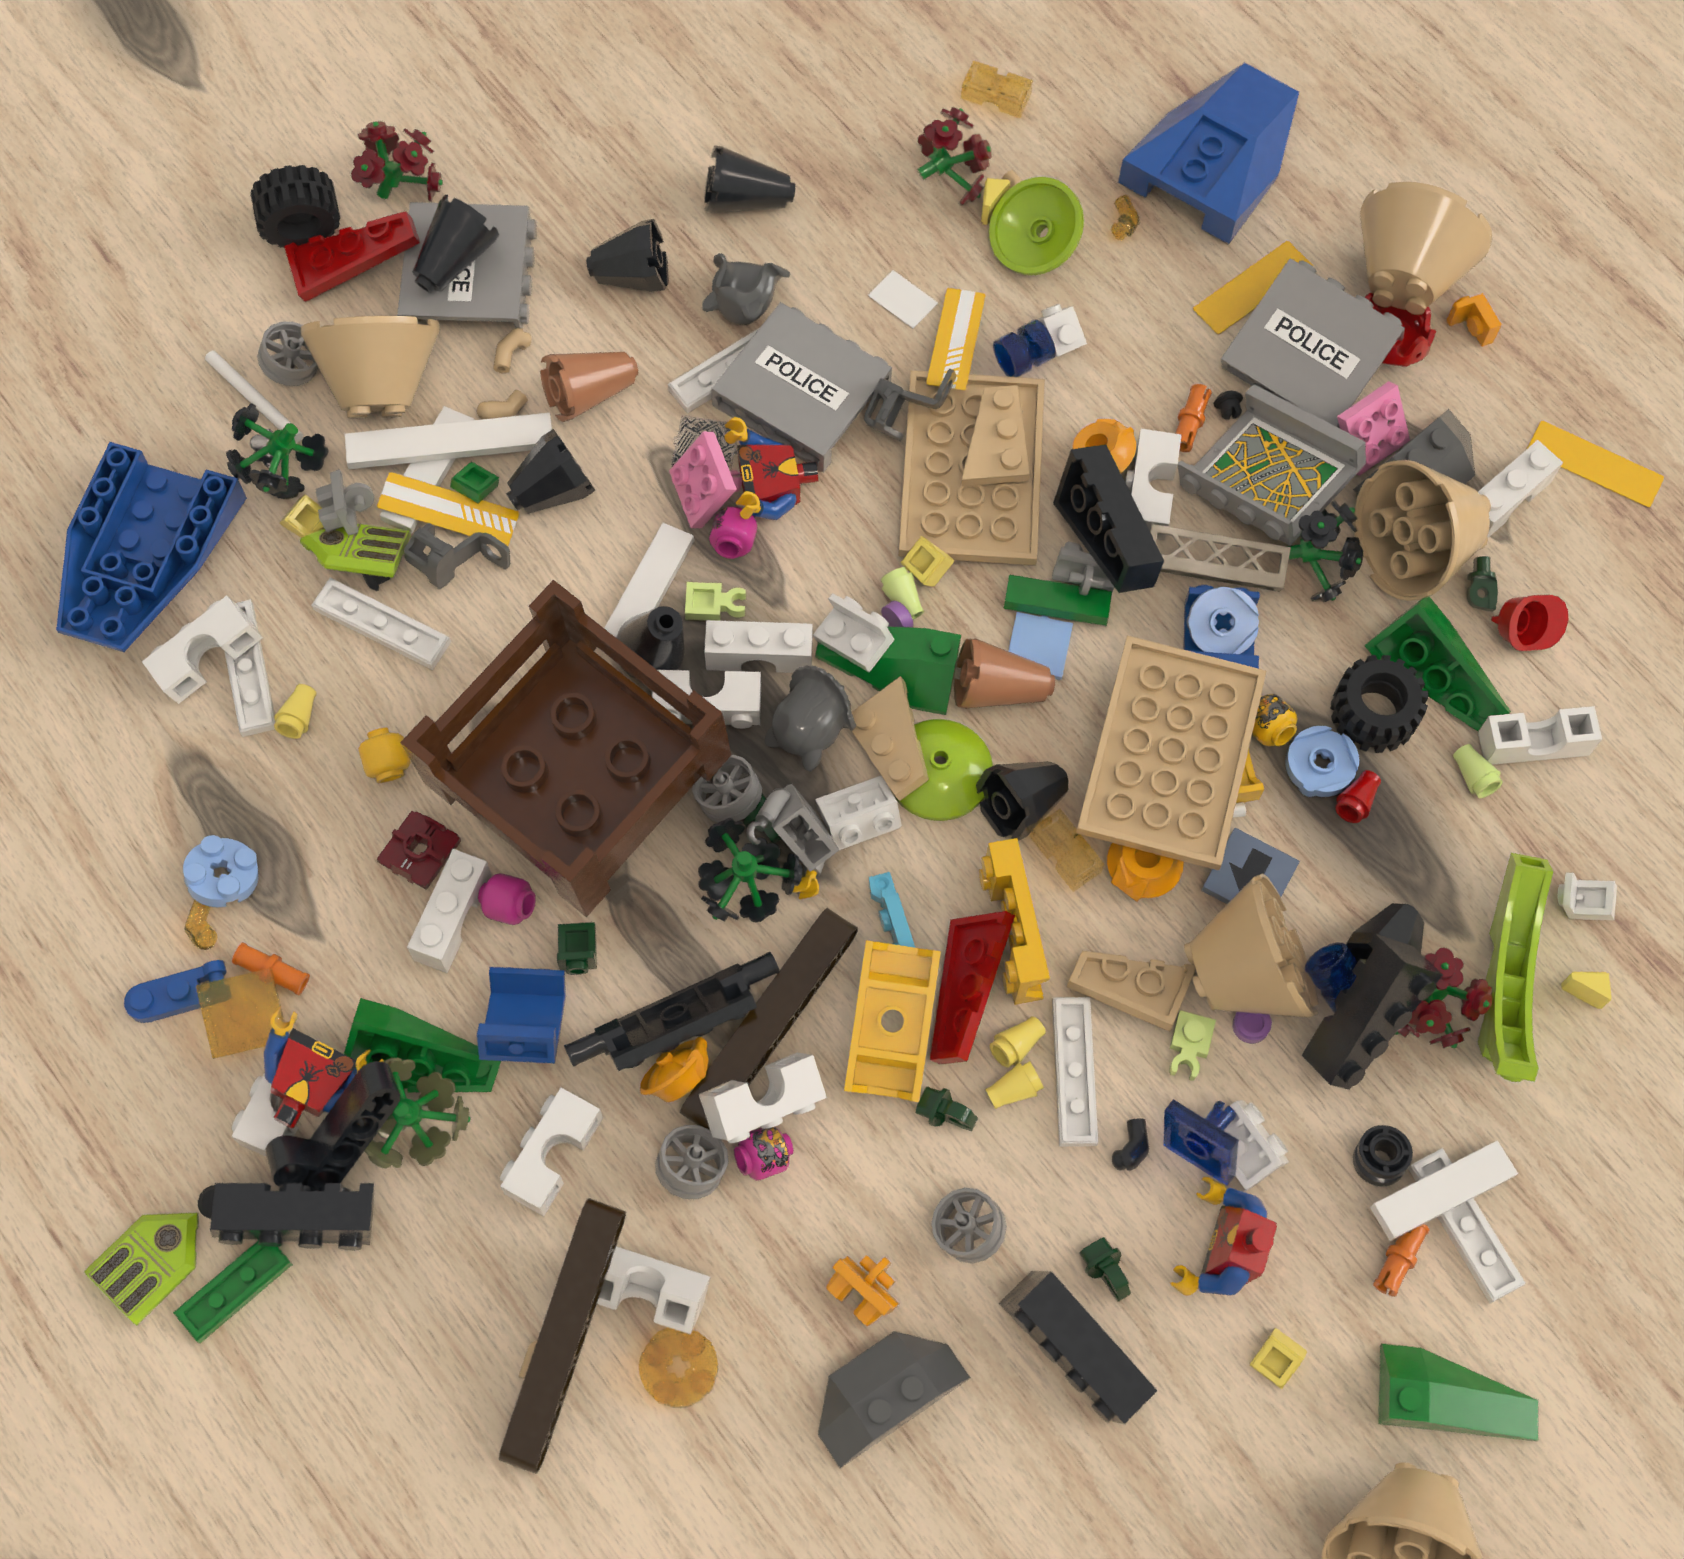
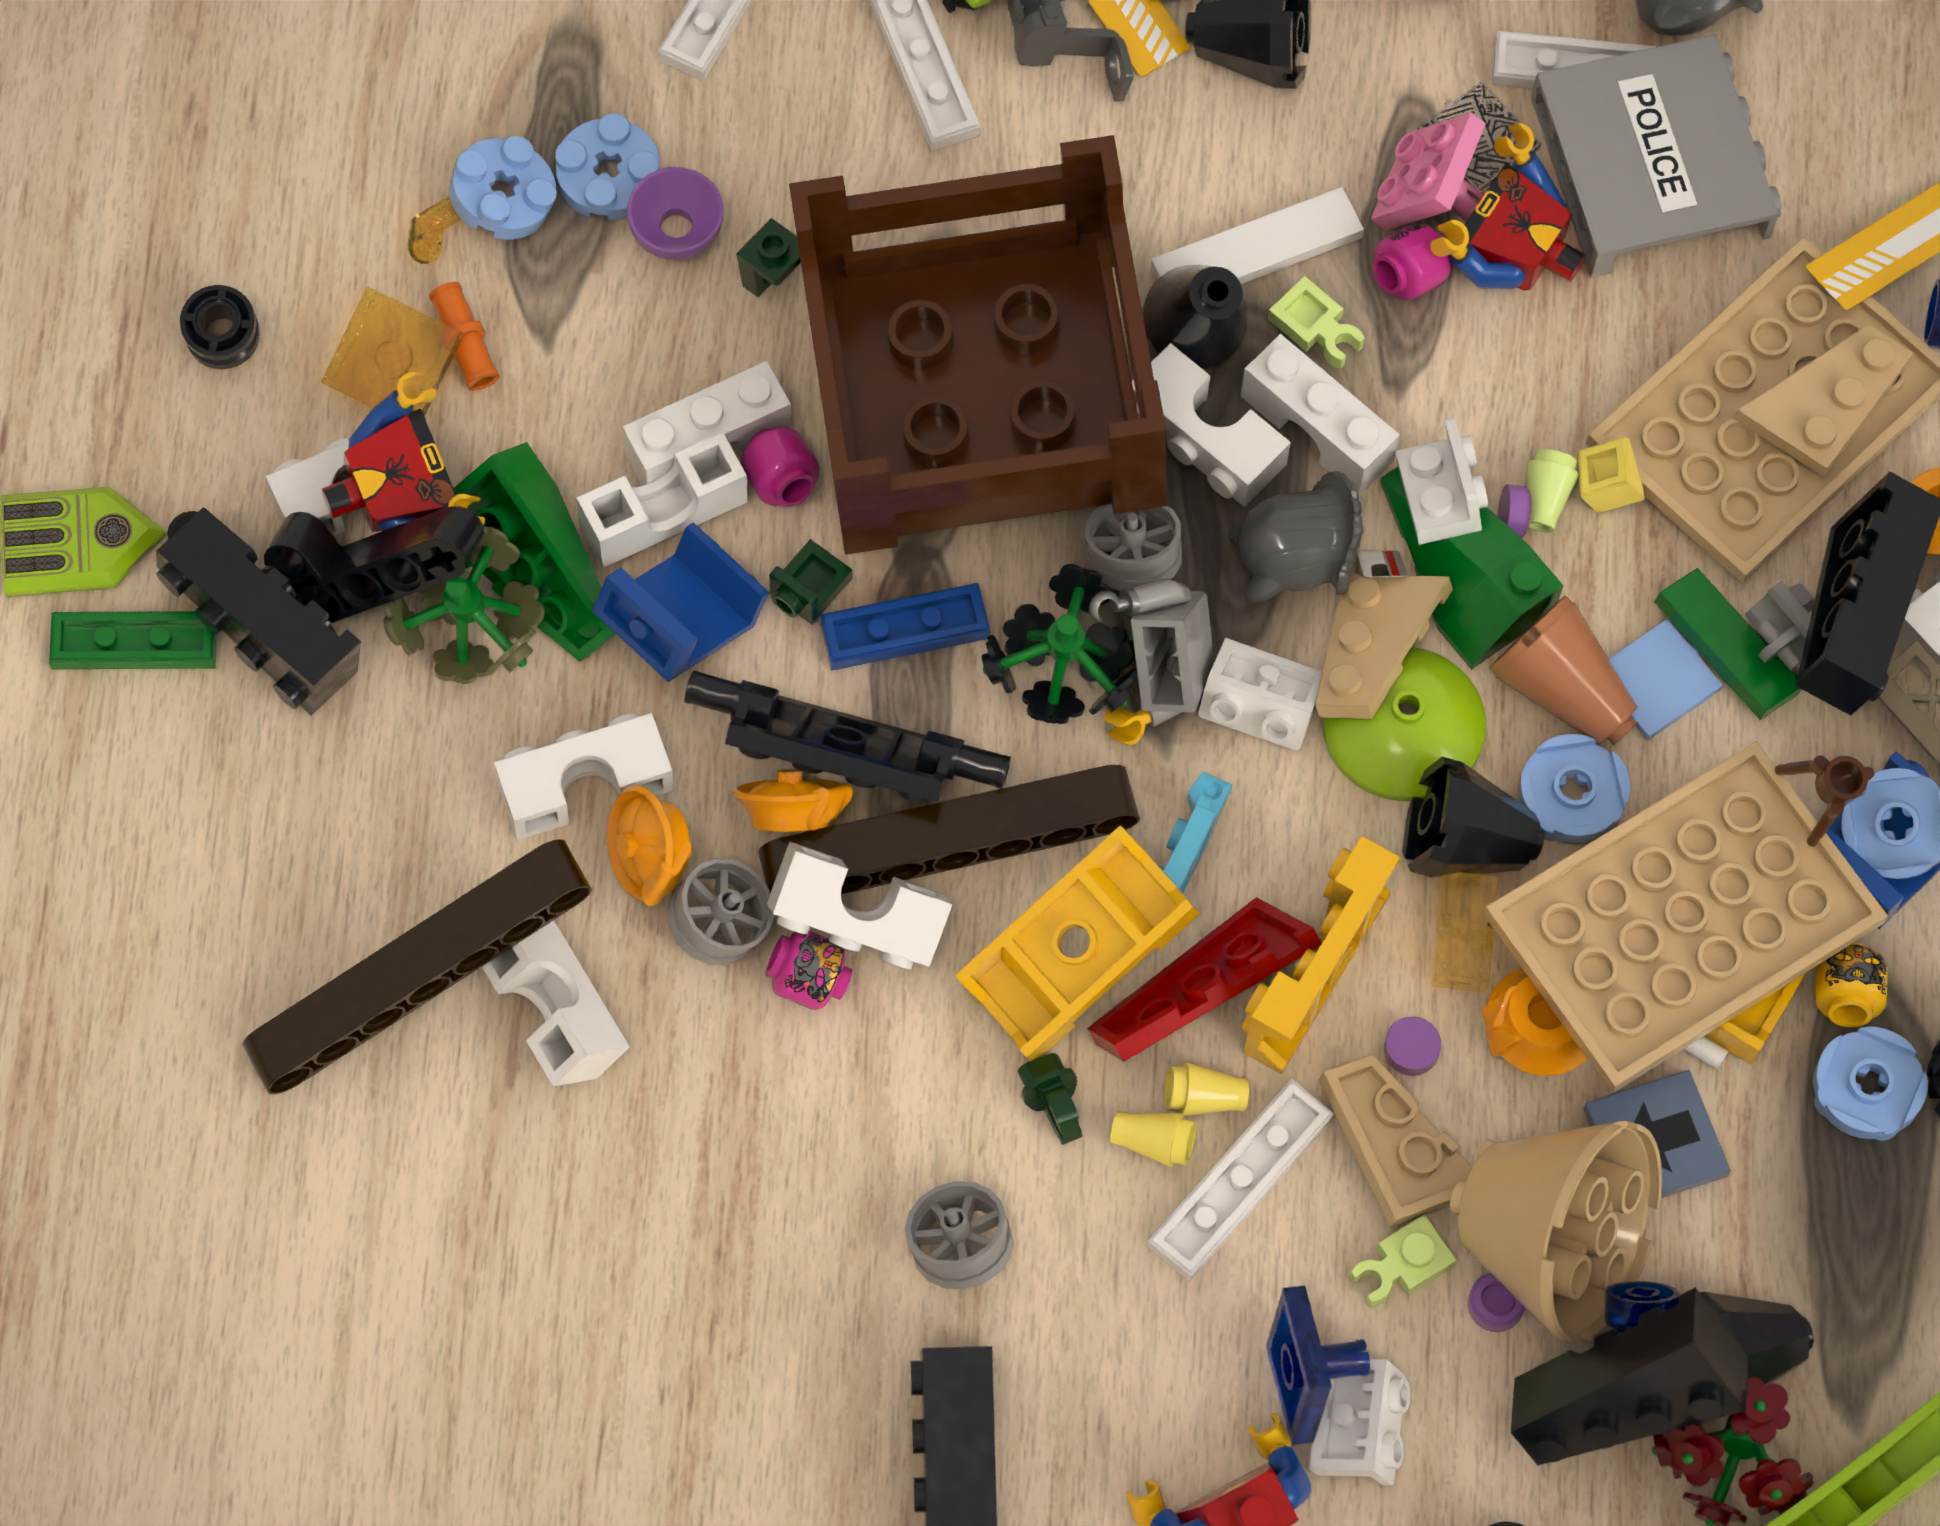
camera: 40 degrees right, 0 degrees up
(116, 1062) = (213, 304): none -> black wheel
(171, 993) = (337, 277): blue plate -> none
(277, 832) = (598, 141): none -> light blue plate
(295, 713) = (736, 77): light yellow cone -> none
(323, 796) = (675, 193): none -> medium lavender piece
(383, 755) = (774, 195): yellow head -> none
(402, 791) = (768, 257): none -> dark green bracket
(420, 868) = (747, 312): dark red piece -> none
(472, 949) = (696, 489): none -> white arch
(621, 1160) = (647, 844): none -> light orange piece
(645, 929) = (904, 626): none -> blue tile
(665, 1386) = (520, 1145): clear yellow plate -> none
(851, 1276) = (795, 1202): light orange hips -> none
(860, 696) = (1381, 563): none -> sticker
(884, 1392) = (708, 1331): dark grey wedge -> none
(893, 400) = (1742, 242): dark grey piece -> none
(902, 299) = (1882, 147): white sticker -> none
(1048, 715) = (1590, 765): none -> light blue plate
(1094, 929) = (1412, 1046): none -> medium lavender tile
(1104, 1263) = (1073, 1405): dark green piece -> none
(1136, 1149) = (1227, 1320): black arm -> none
(1197, 624) = (1836, 784): none -> reddish brown plant
(1358, 798) = (1871, 1159): red cone -> none

